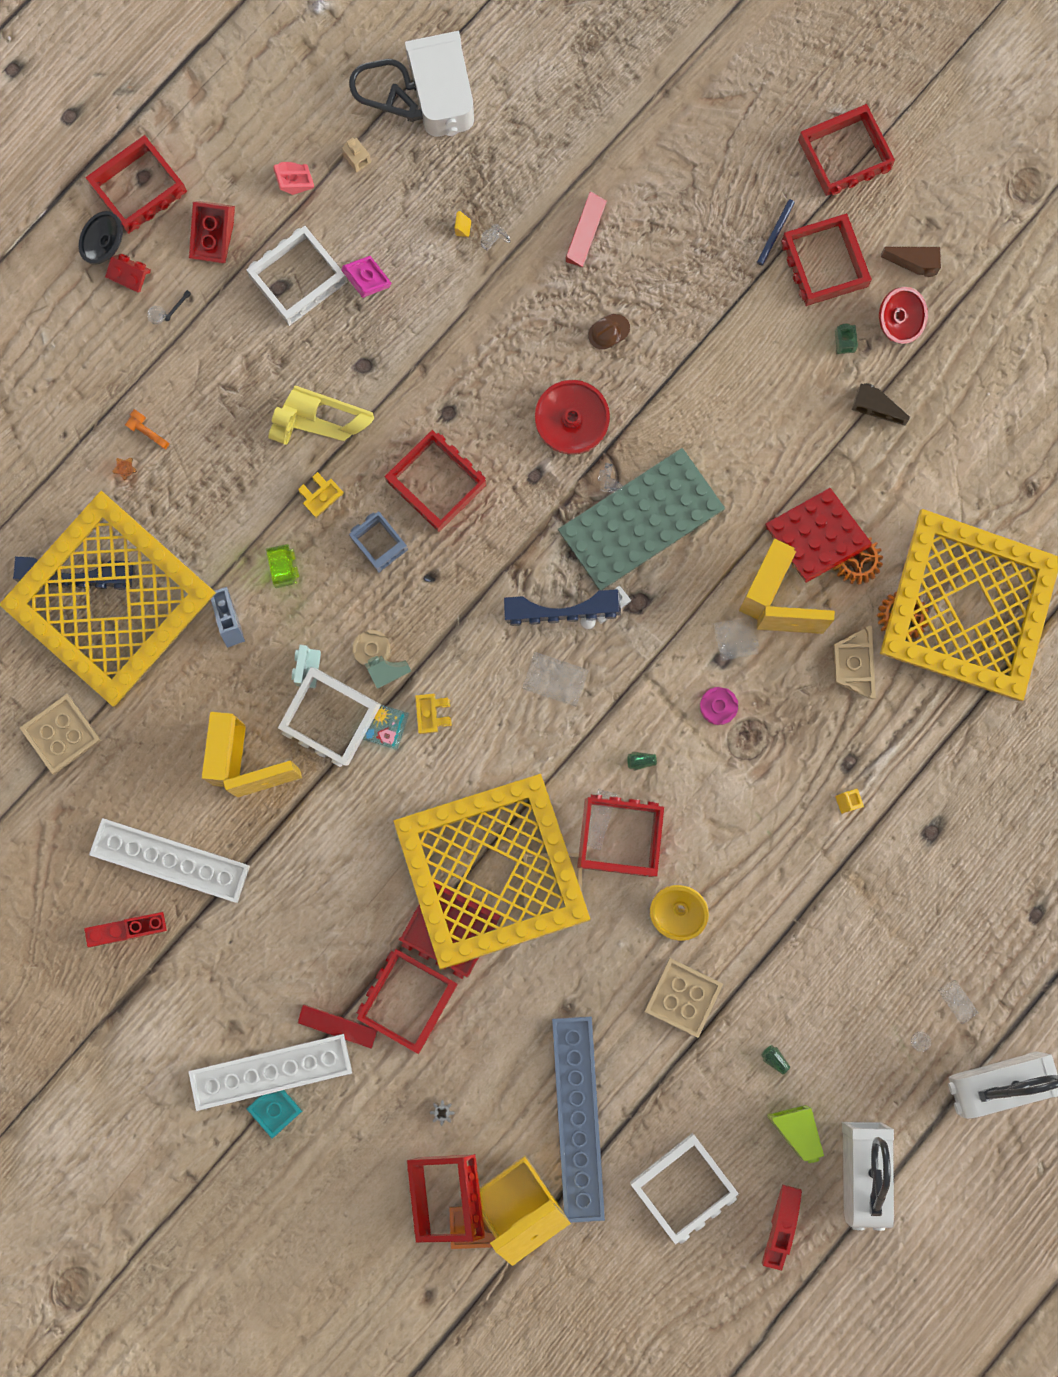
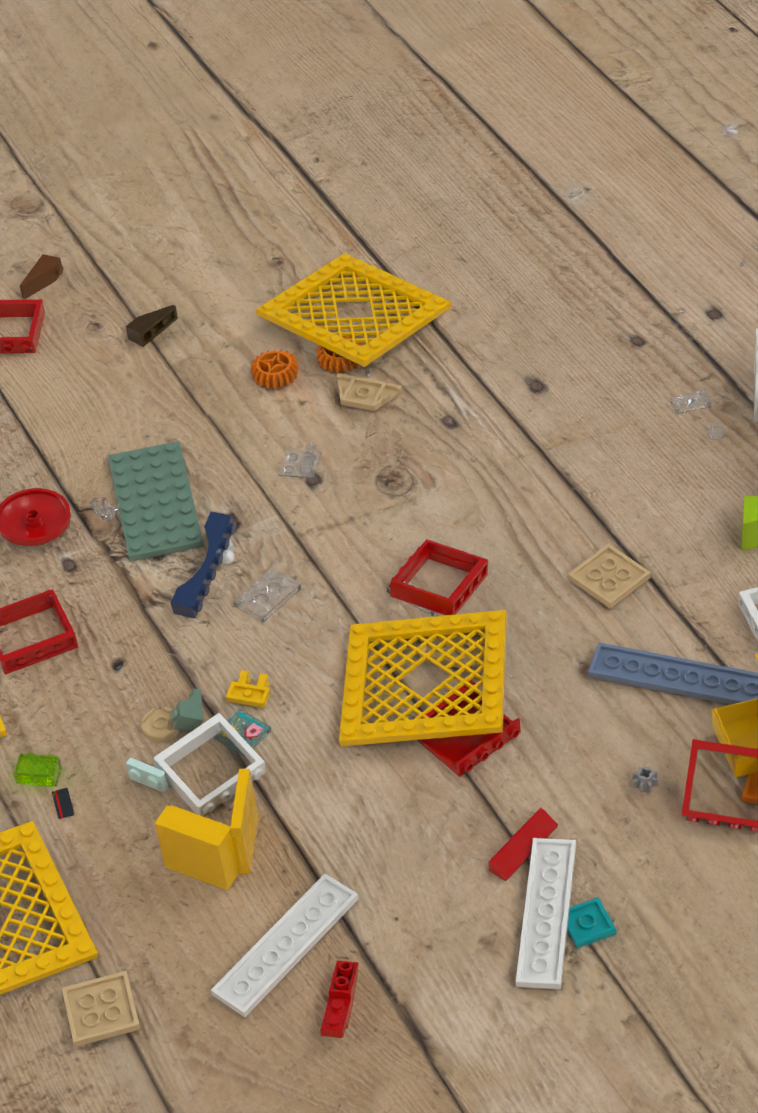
camera: 65 degrees left, 35 degrees down
(227, 618) = (67, 826): sand blue slope -> none
(260, 602) = (63, 803): none -> black sticker
(373, 992) = (542, 757): red window -> none
(392, 554) = (57, 676): sand blue window -> none
(641, 760) = (375, 552): clear green cone -> none
(677, 922) = (535, 546): yellow dish -> none
(719, 706) = (354, 490): dark pink tile -> none
(763, 590) = (277, 422): yellow container -> none
(775, 1059) = (692, 527): clear green cone -> none
(820, 533) = (239, 384): red plate -> none
(846, 346) = (81, 330): clear green brick -> none
(849, 801) = (483, 428): yellow slope -> none
(911, 315) = (84, 289): red dish -> none

